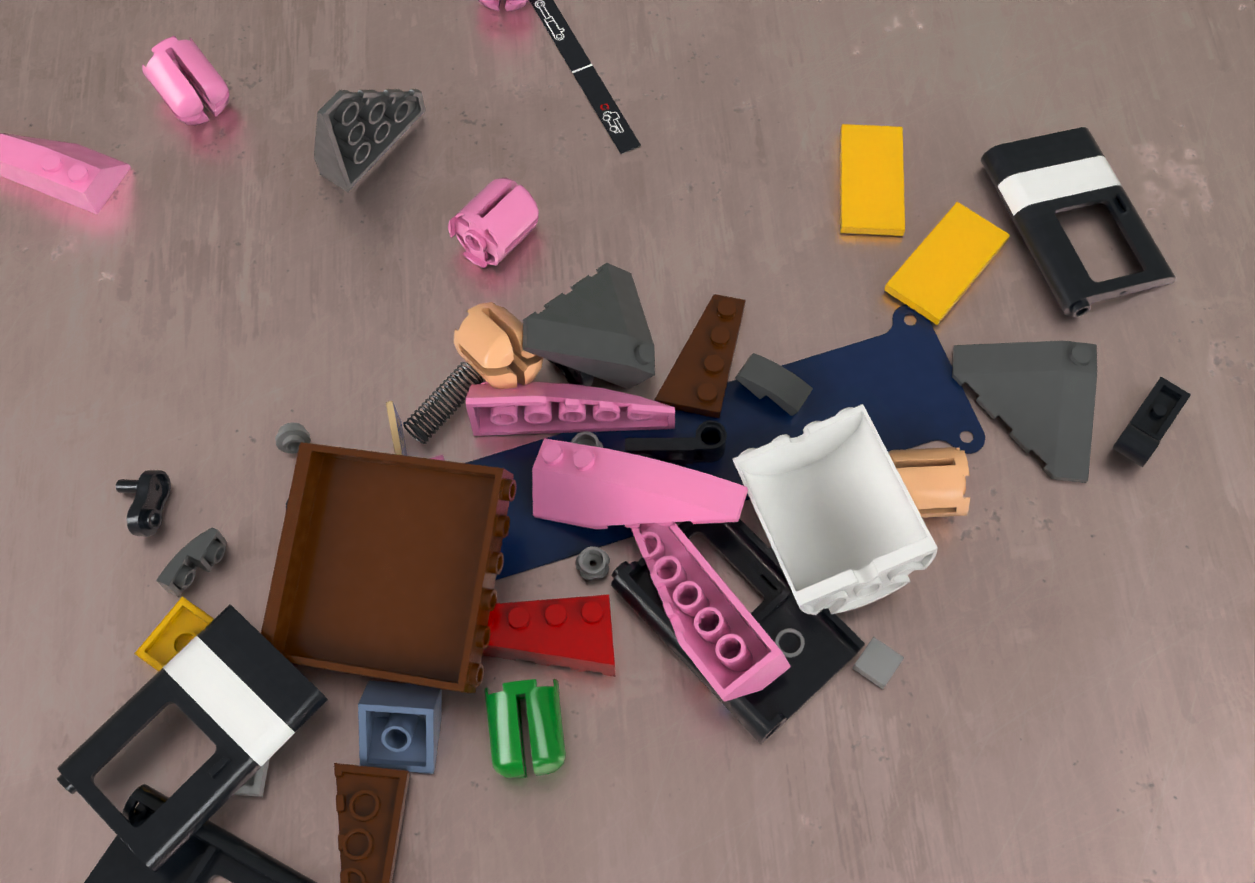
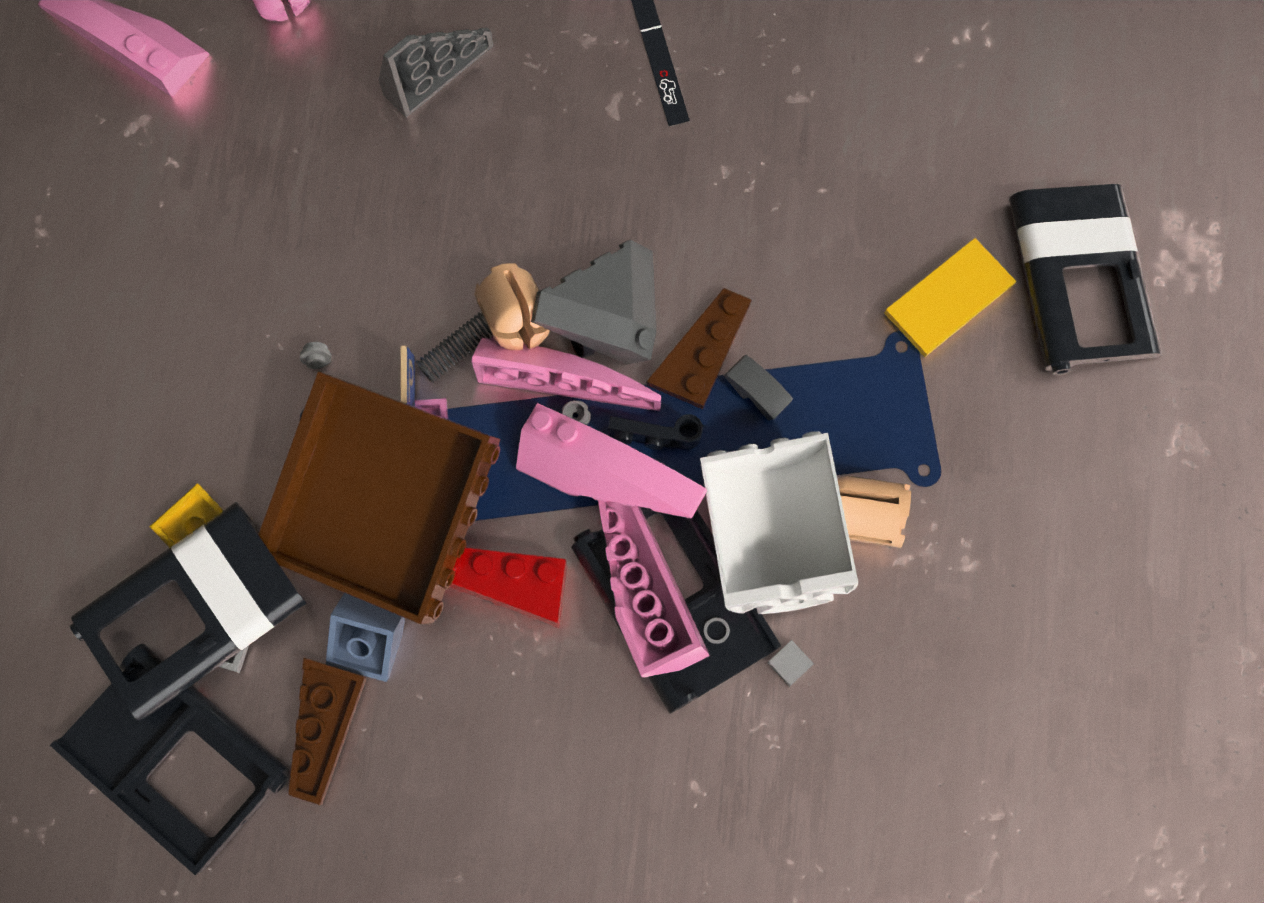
camera: 10 degrees right, 10 degrees up
(151, 495) = (183, 385): black piece -> none
(200, 552) = (222, 446): dark grey slope -> none
(494, 222) = (535, 178): bright pink cylinder -> none
(507, 728) = (485, 663): green cylinder -> none
(592, 554) = (551, 523): light grey plate -> none
(872, 180) = (900, 198): yellow tile -> none
(1041, 394) = (1000, 444): dark grey slope -> none
(1151, 421) = (1096, 491): black plate -> none

